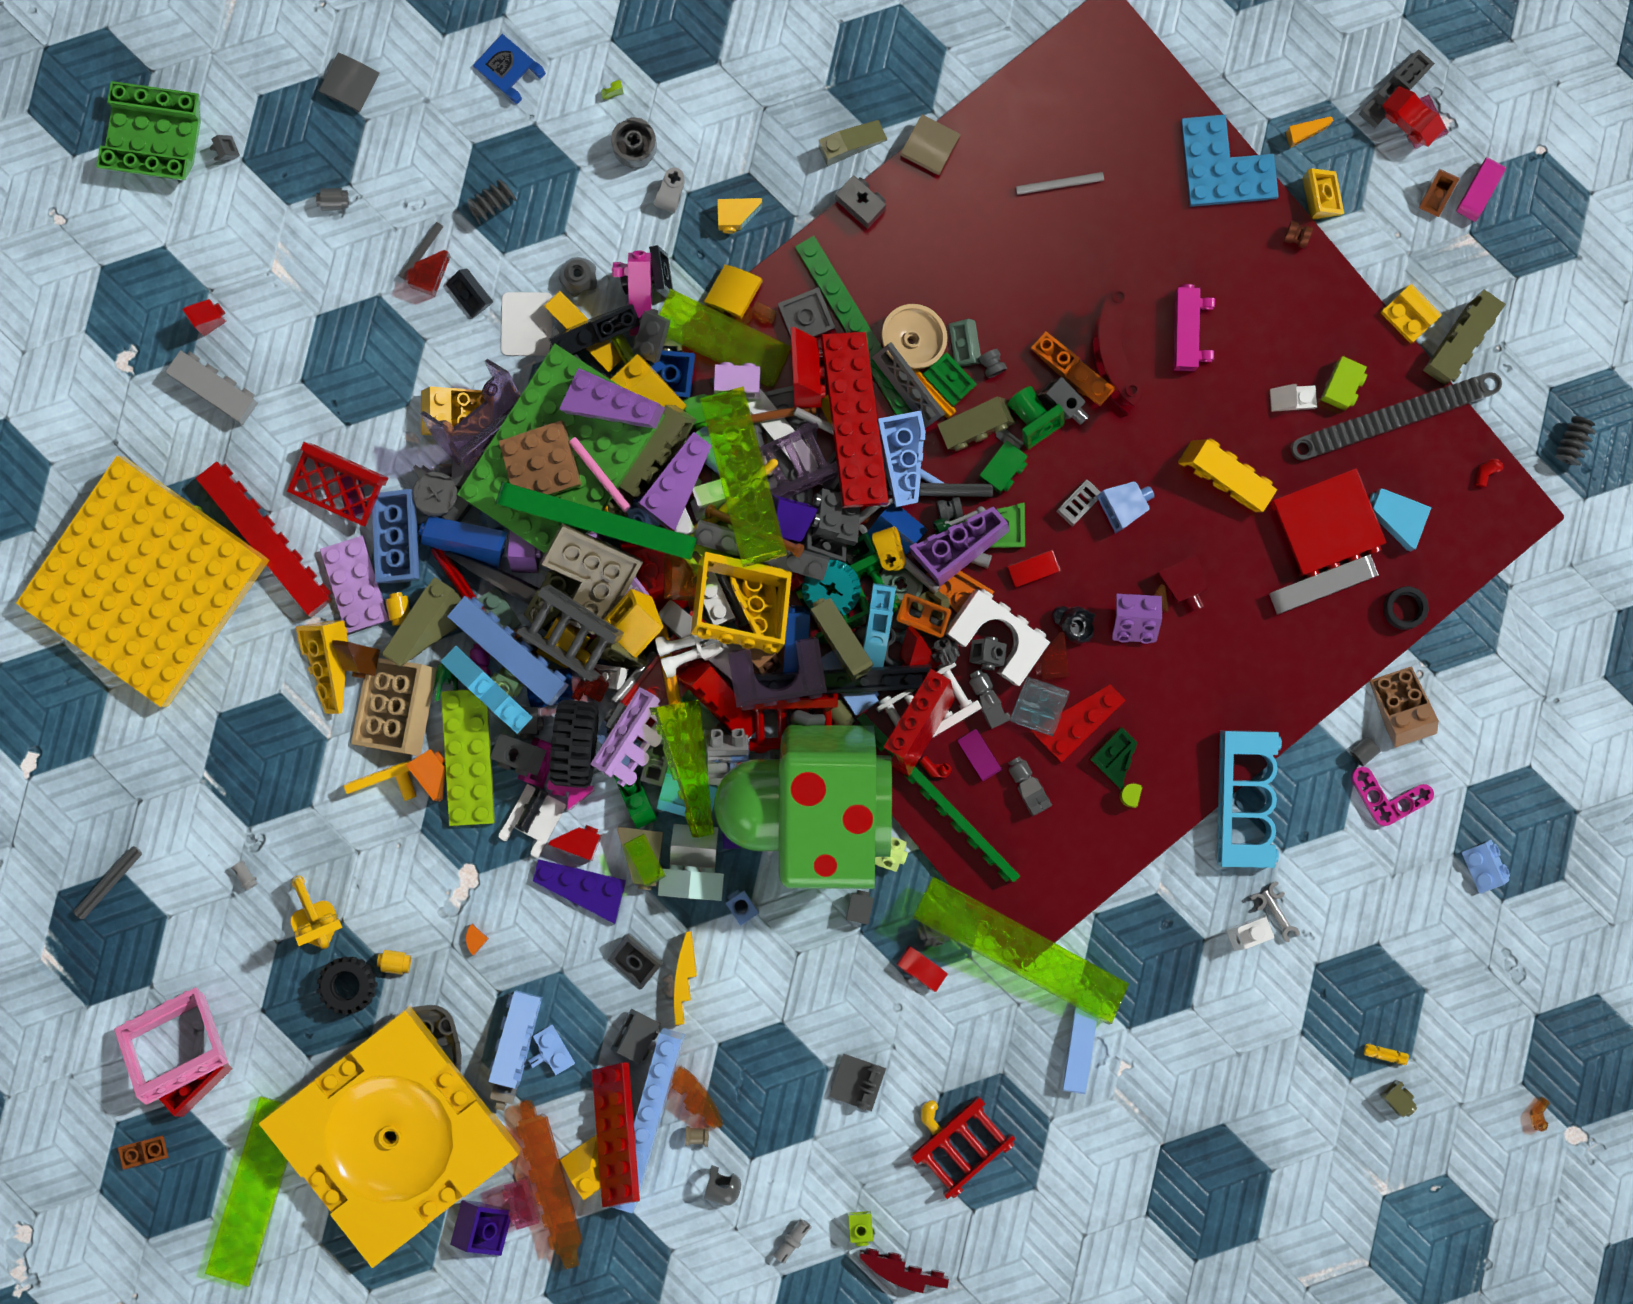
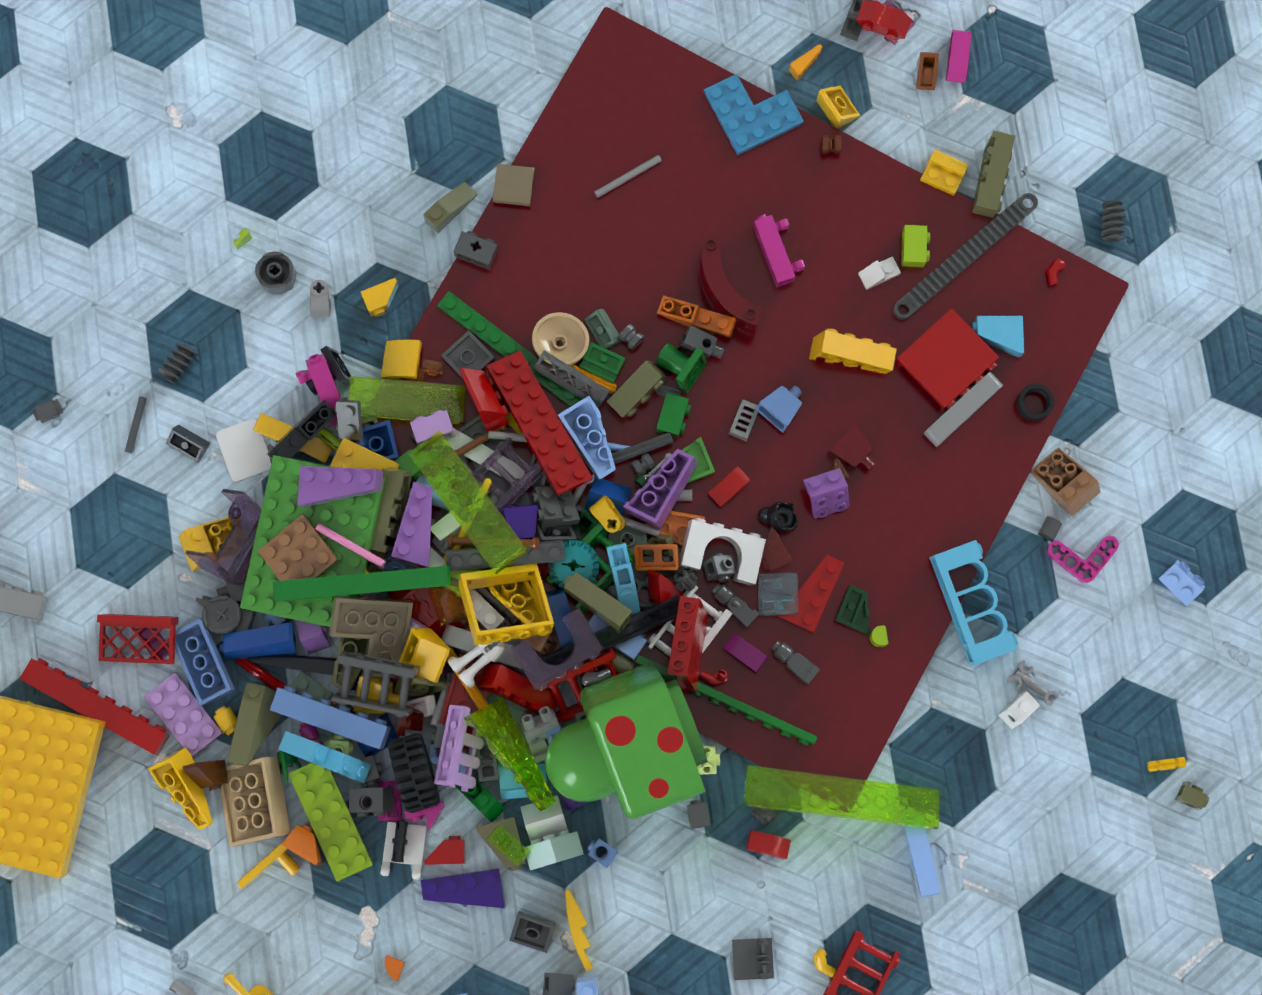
camera: 20 degrees left, 5 degrees down
(349, 82) = (25, 312): dark grey slope -> none
(428, 273) = (148, 439): clear red slope -> none
(505, 65) = (148, 251): blue flag -> none
(574, 284) = (278, 398): dark grey piece -> none

